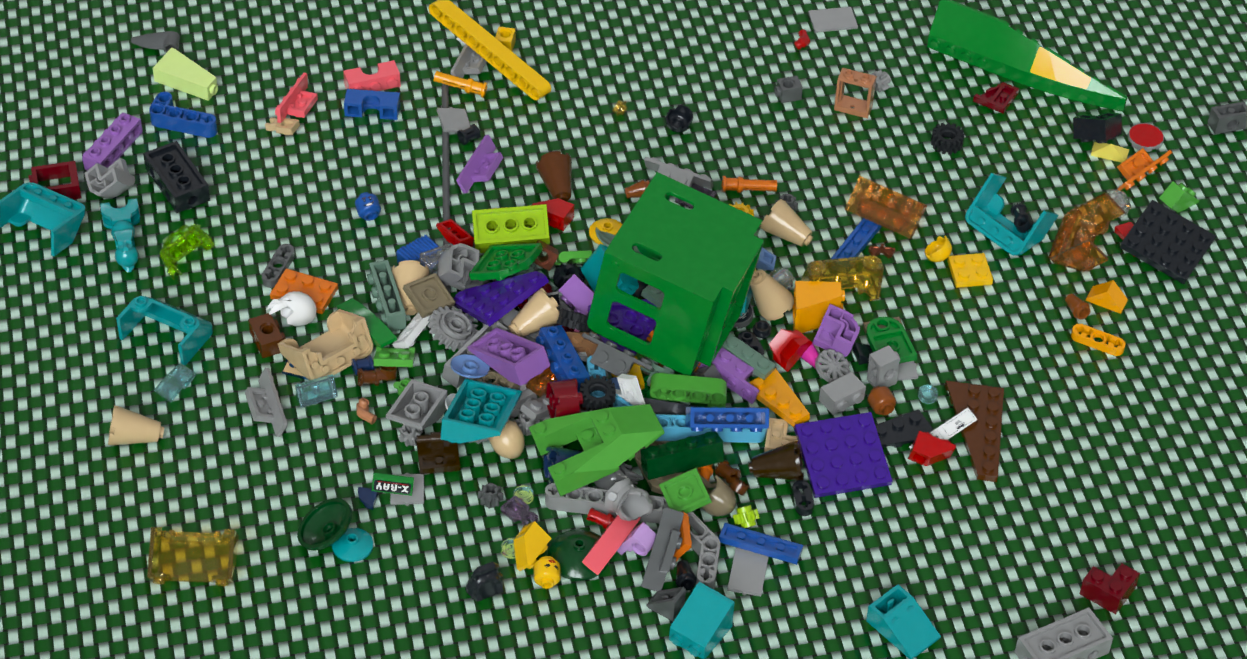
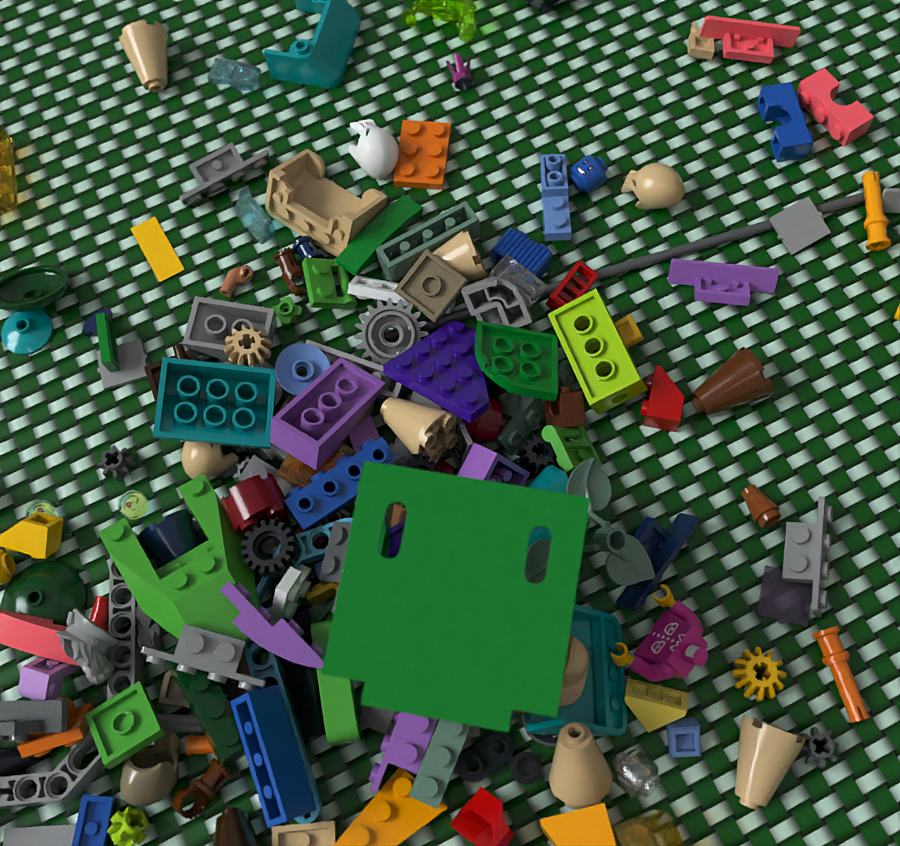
camera: 85 degrees right, 20 degrees up
(244, 253) = (461, 78): none -> flat silver piece
(266, 334) = (330, 136): reddish brown brick -> none
(267, 279) = (463, 107): dark grey beam -> none
(313, 457) = (157, 249): none -> yellow sticker
(378, 229) = (555, 197): none -> medium blue slope
(396, 168) = (655, 186): none -> tan helmet
(442, 388) = (252, 338): none -> tan gear
(468, 134) = (773, 242): black bush -> none
(518, 510) = (98, 502): clear purple plate -> none
(606, 225) = (659, 497): yellow dish -> none
(656, 395) = (281, 639): none -> medium lavender slope
(660, 428) = (208, 653): none -> light grey bracket

